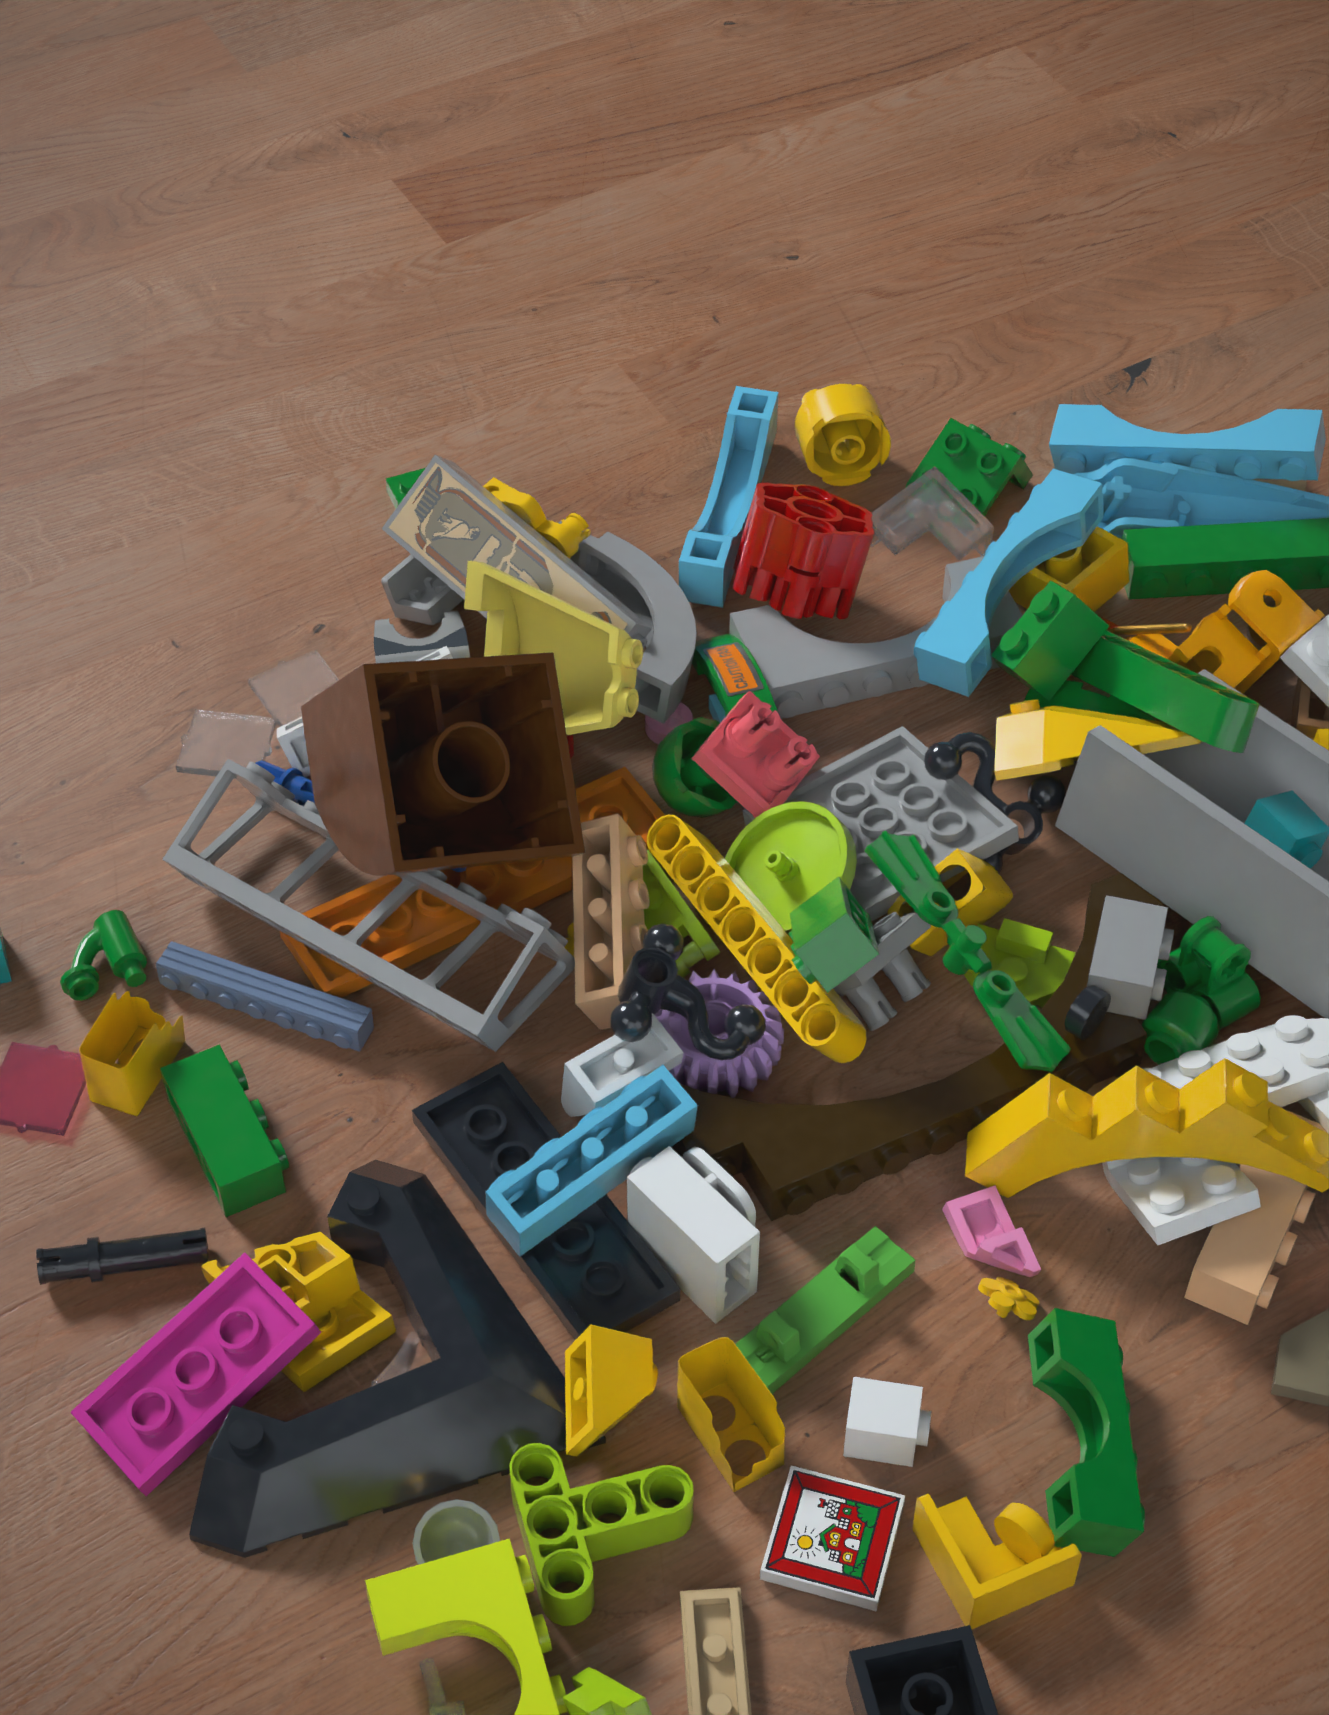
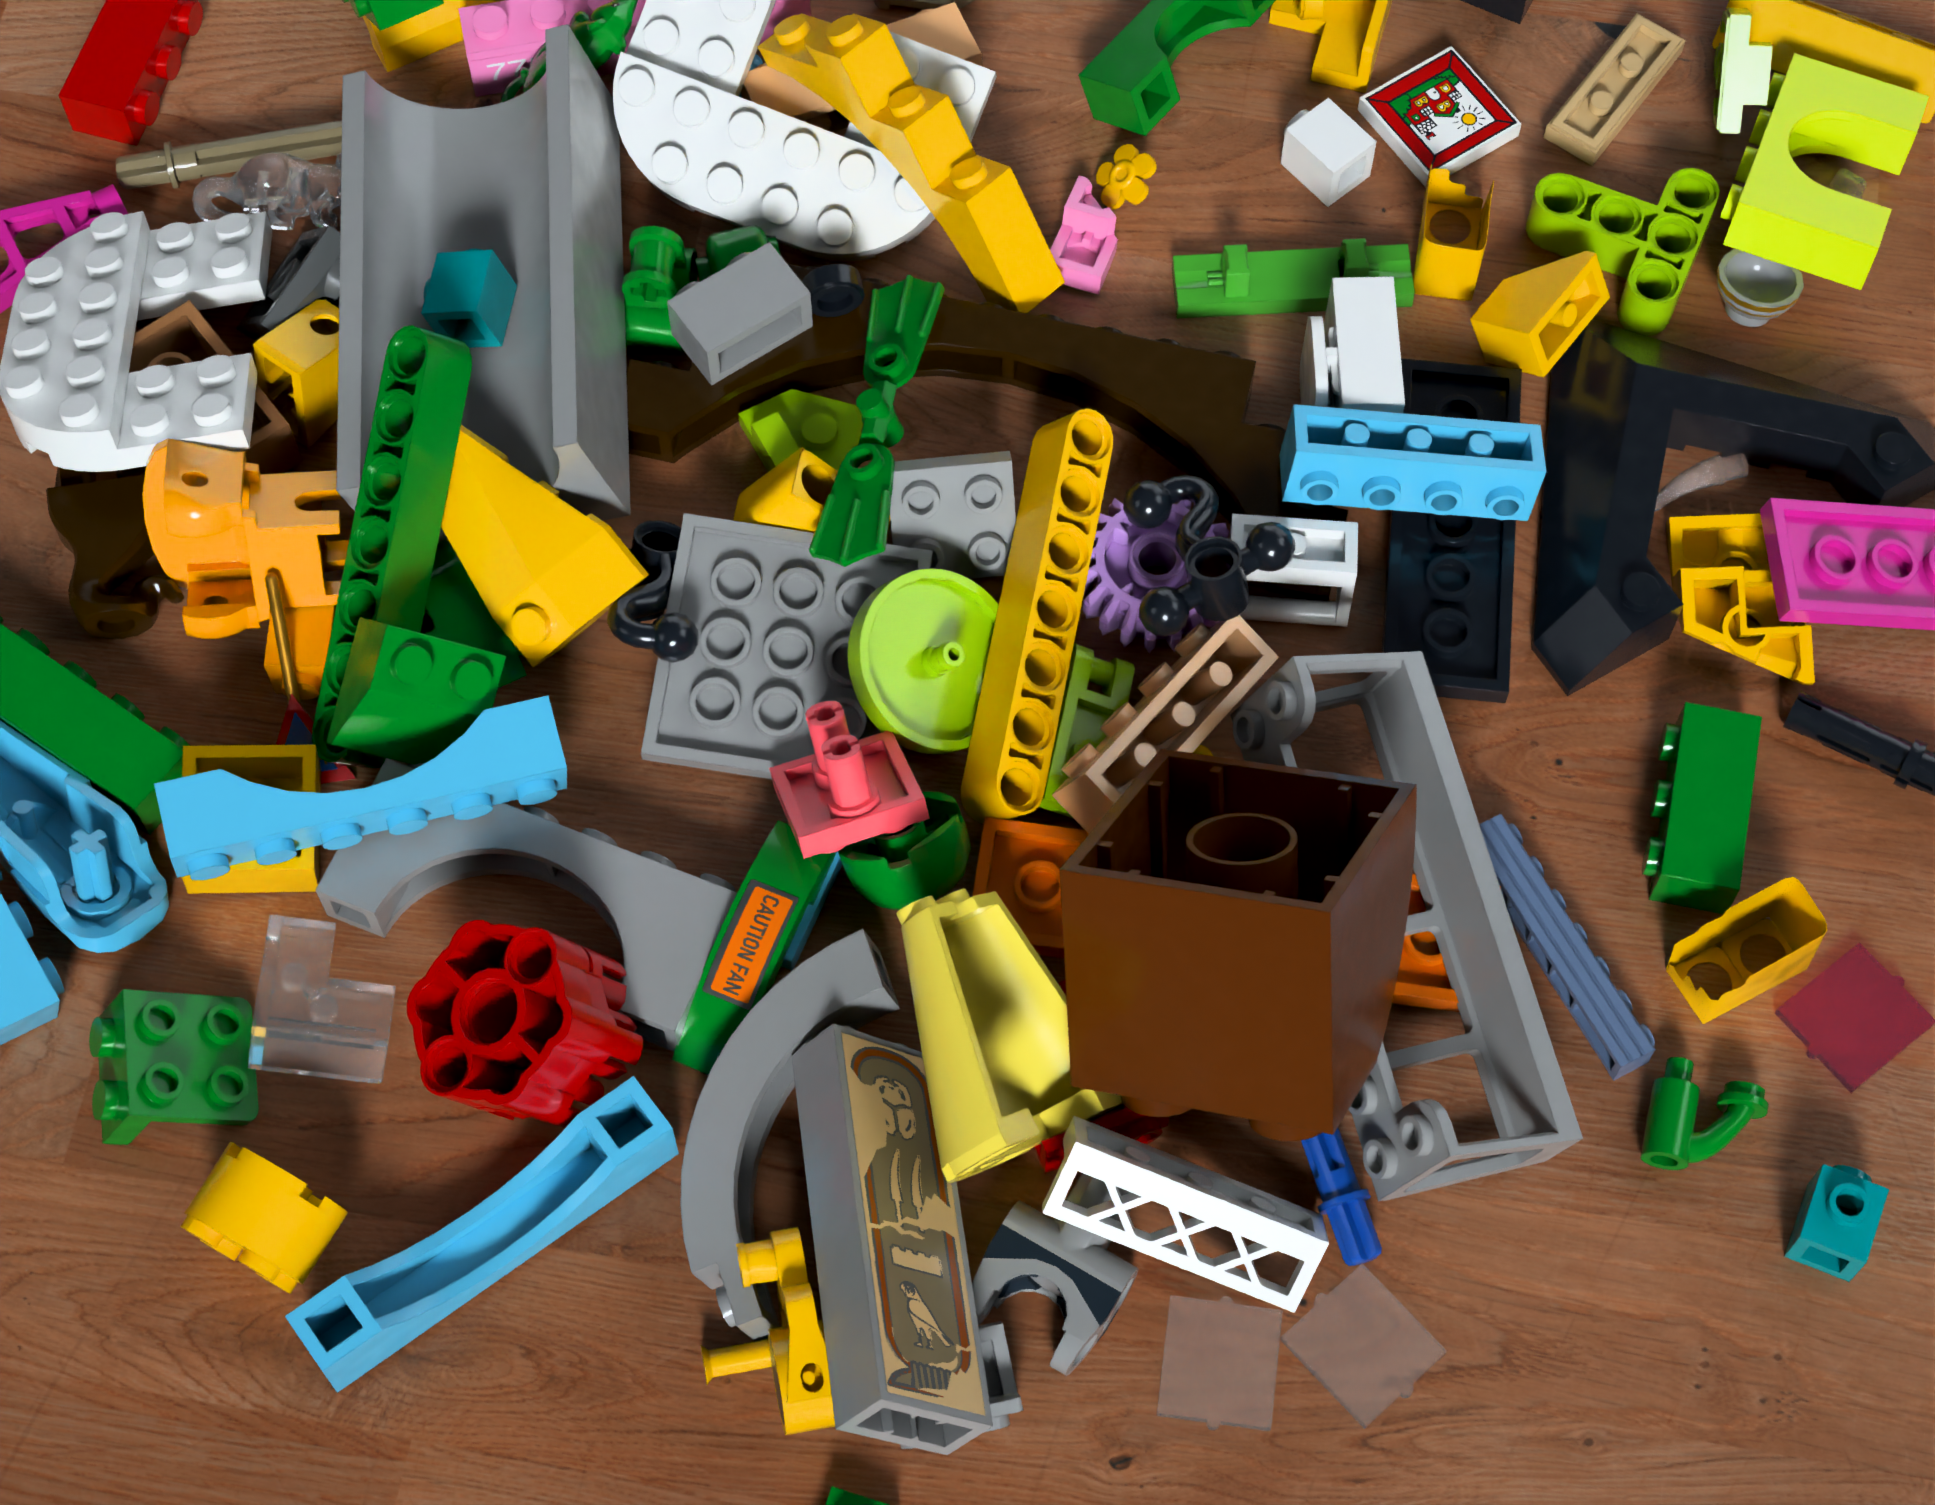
camera: 140 degrees left, 15 degrees up
(831, 936) = (1004, 488): green brick -> none

